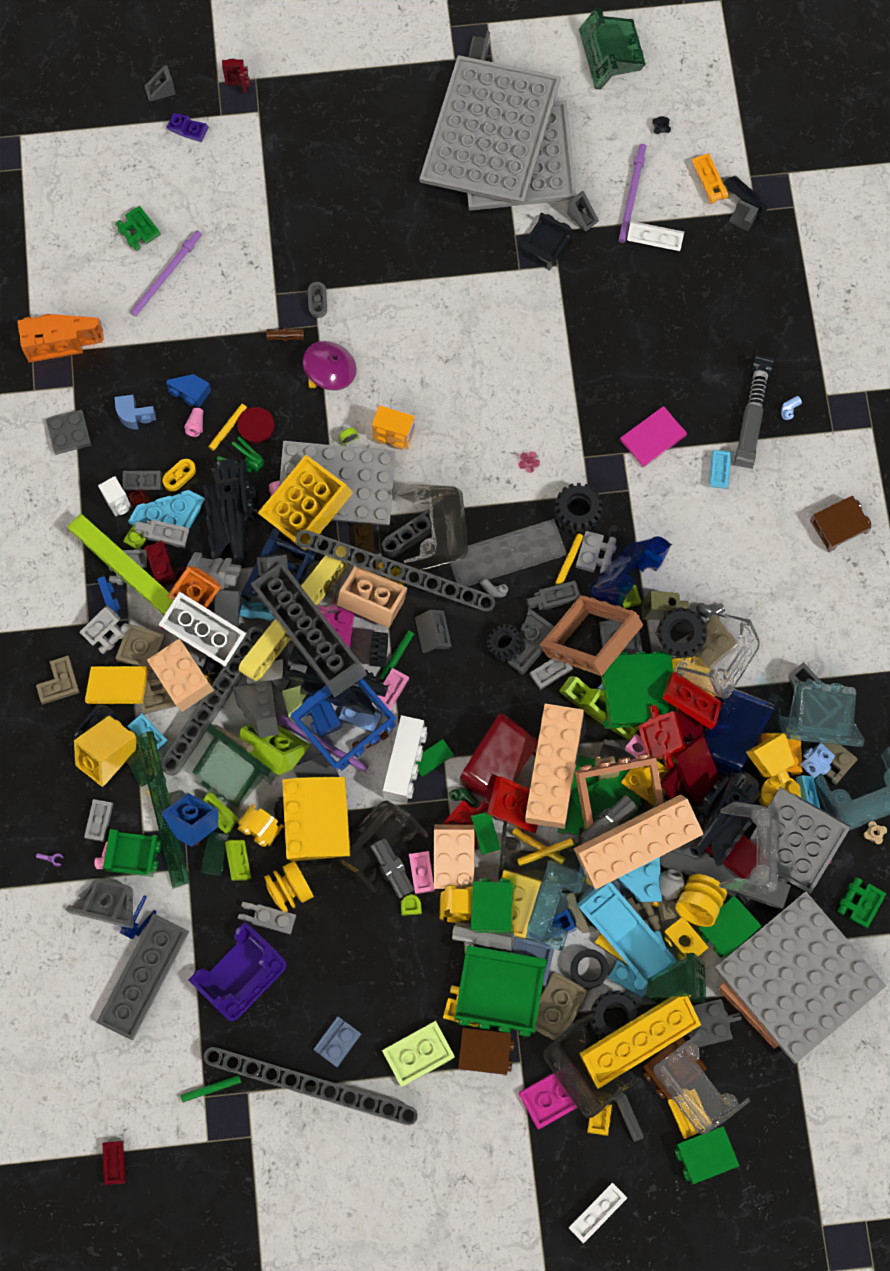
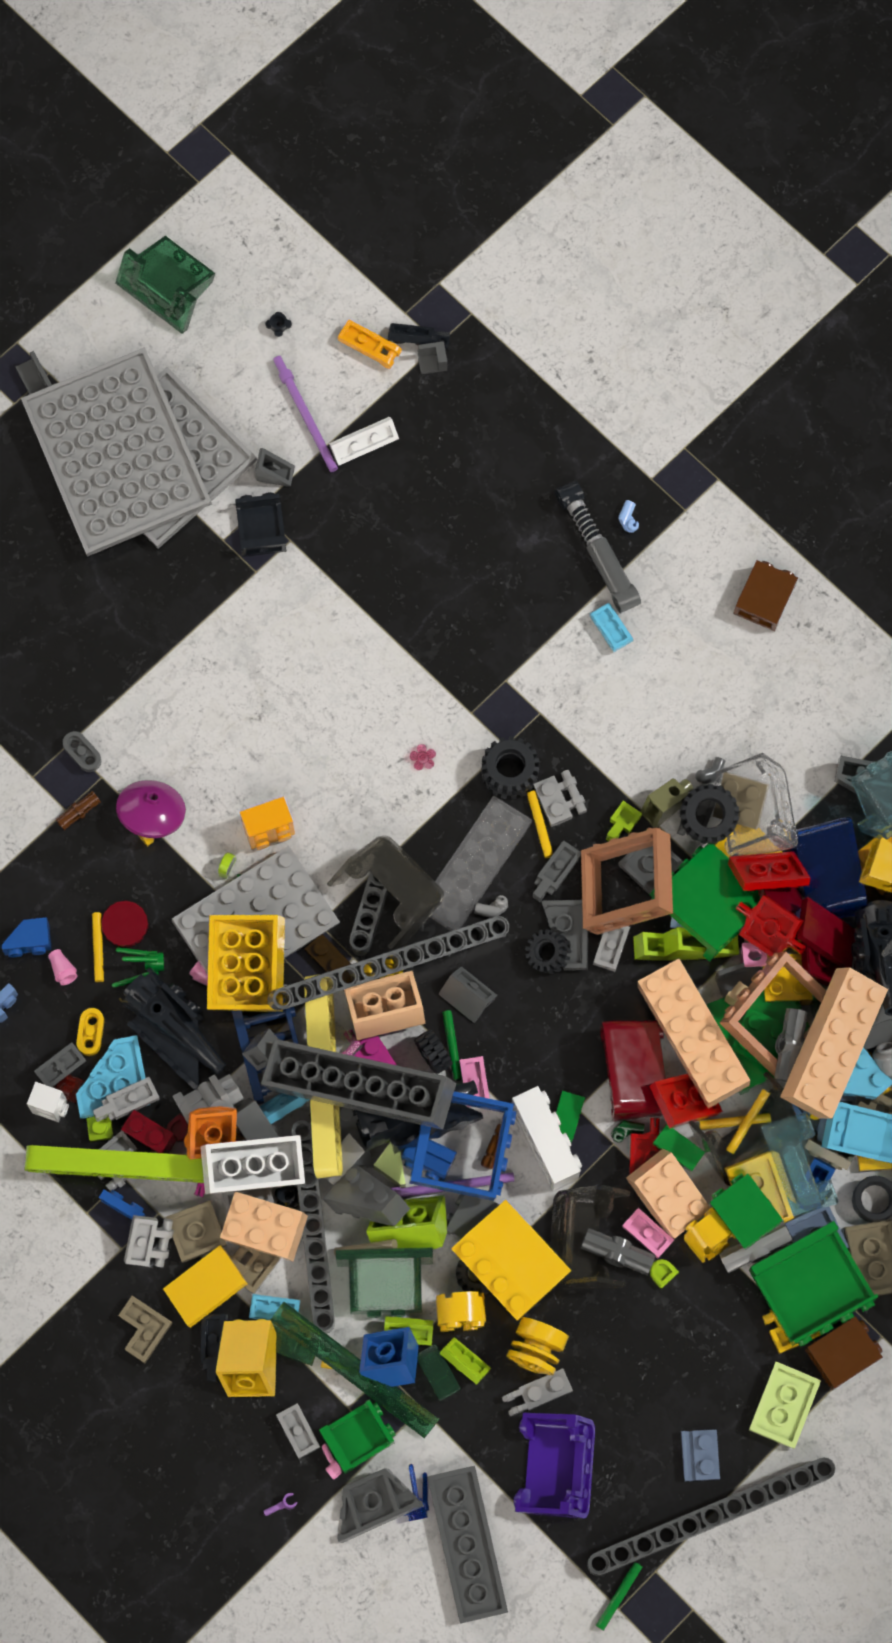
camera: 40 degrees left, 0 degrees up
(360, 719) = (472, 1133): light blue plate -> none
(615, 582) = (604, 813): clear blue windscreen -> none
(653, 436) = (522, 643): dark pink tile -> none

